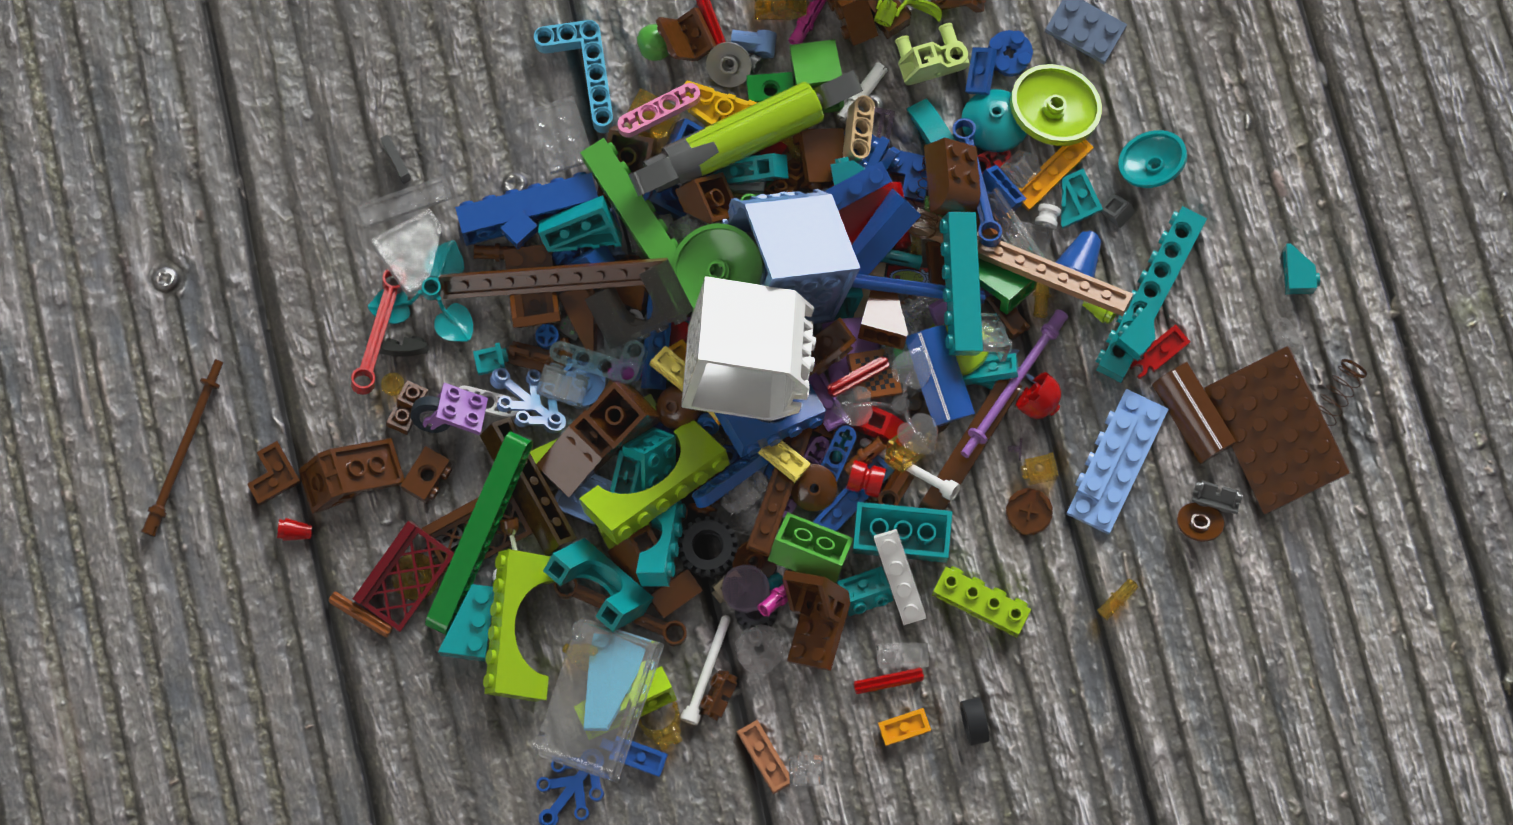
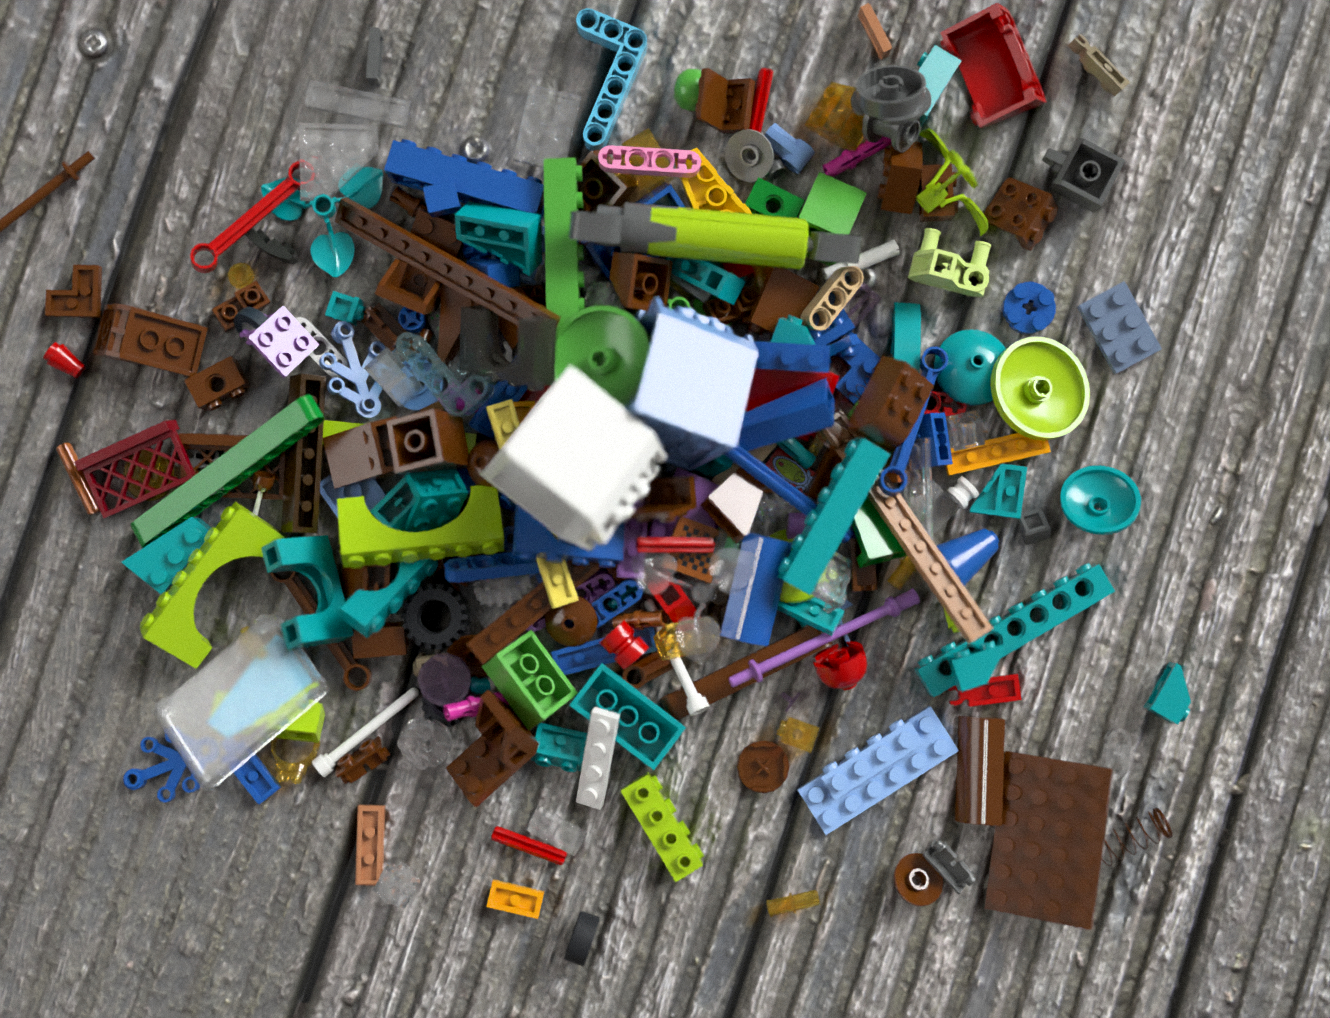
camera: 35 degrees right, 10 degrees up
(981, 71) = (989, 309): blue plate -> none

